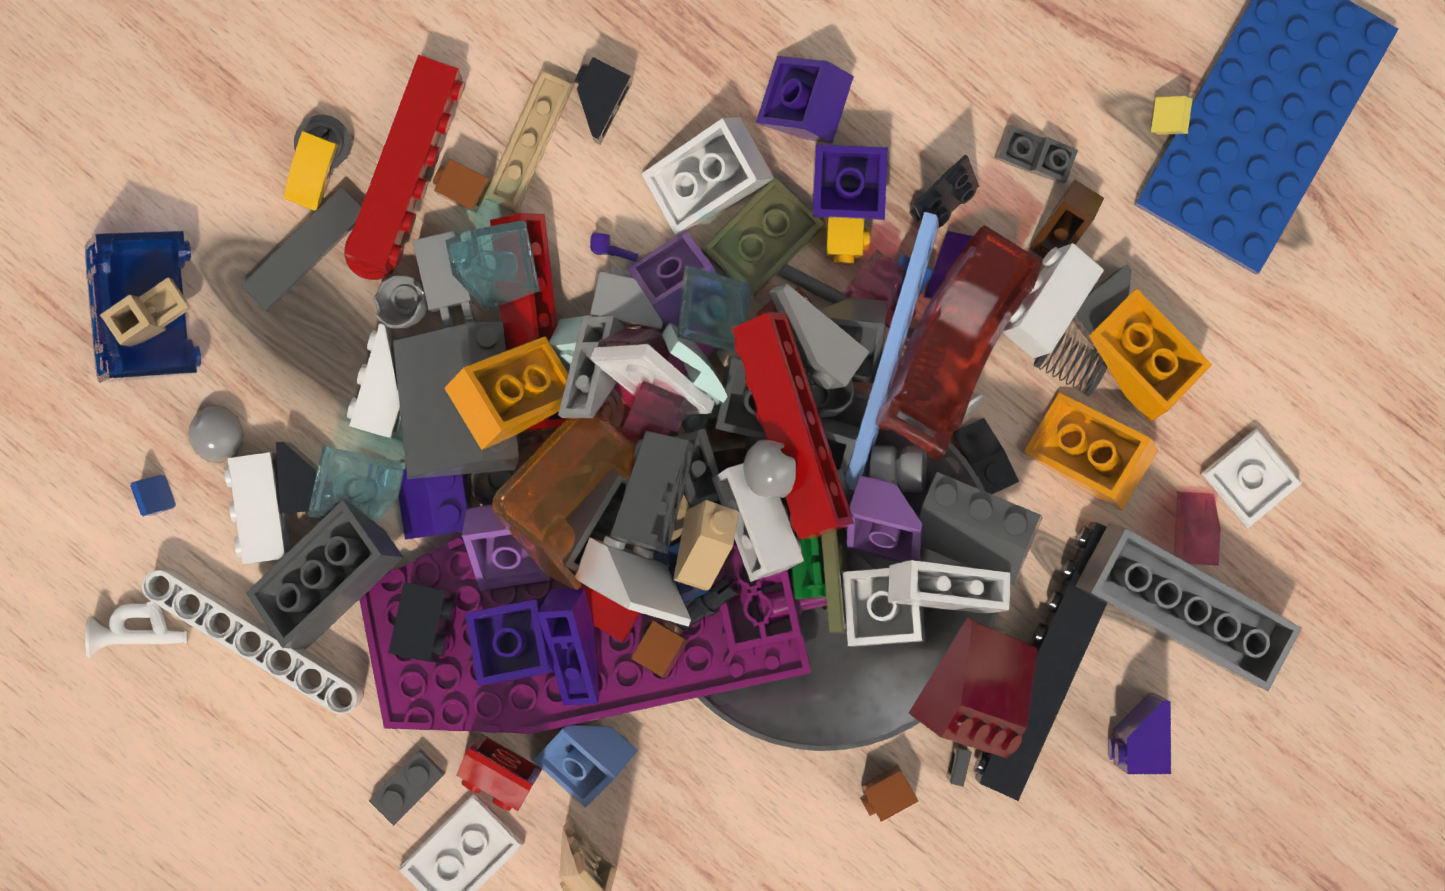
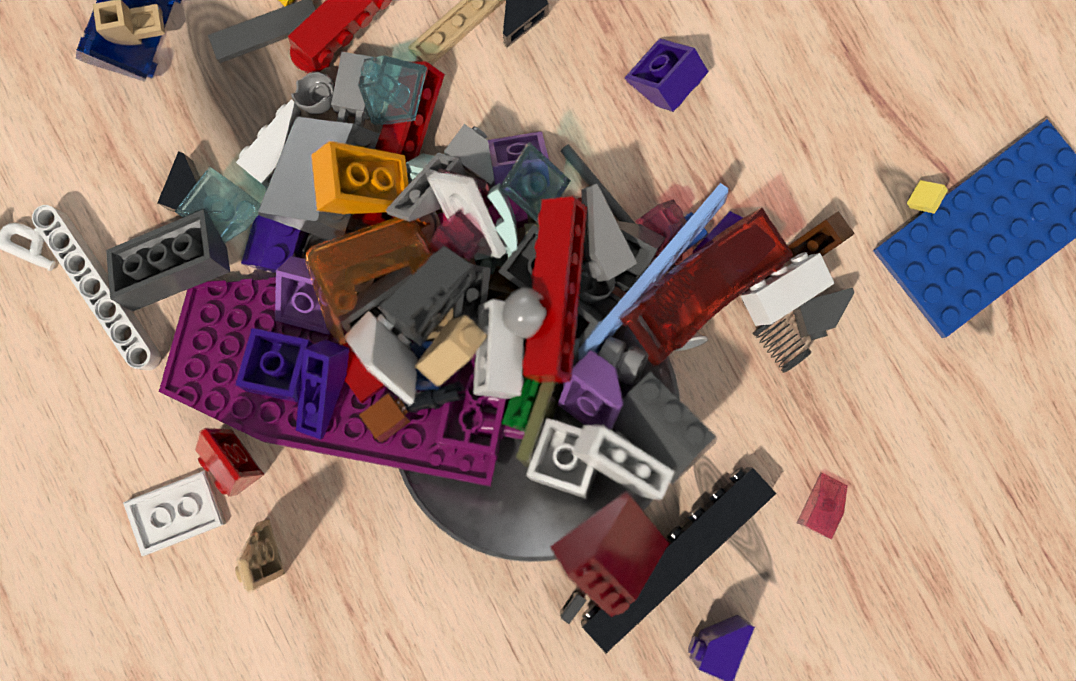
camera: 20 degrees right, 5 degrees down
(153, 495) = (75, 154): blue slope -> none
(215, 434) = (141, 131): light grey hair -> none
(256, 508) = (139, 206): white brick -> none
(407, 787) = (158, 444): dark grey plate -> none
(422, 622) = (220, 324): black brick -> none
(461, 185) = (395, 31): dark orange brick -> none
(585, 759) = (297, 480): medium blue slope -> none
(601, 246) = (476, 115): dark purple hand -> none
(707, 174) = (574, 96): white slope -> none
(763, 236) = (595, 157): olive tile -> none
(846, 240) = (654, 182): yellow brick -> none
(849, 182) = (674, 141): dark purple slope -> none
(888, 794) = (510, 605): dark orange brick -> none
(946, 194) = (743, 179): black hinge -> none
(985, 456) = (691, 383): black slope -> none
(1036, 154) = (815, 184): dark grey slope -> none
(1091, 450) = (770, 414): light orange slope -> none
(1148, 355) = (841, 360): light orange slope -> none
(1188, 606) = (797, 561): dark grey brick -> none
(1251, 478) = (879, 486): white tile -> none

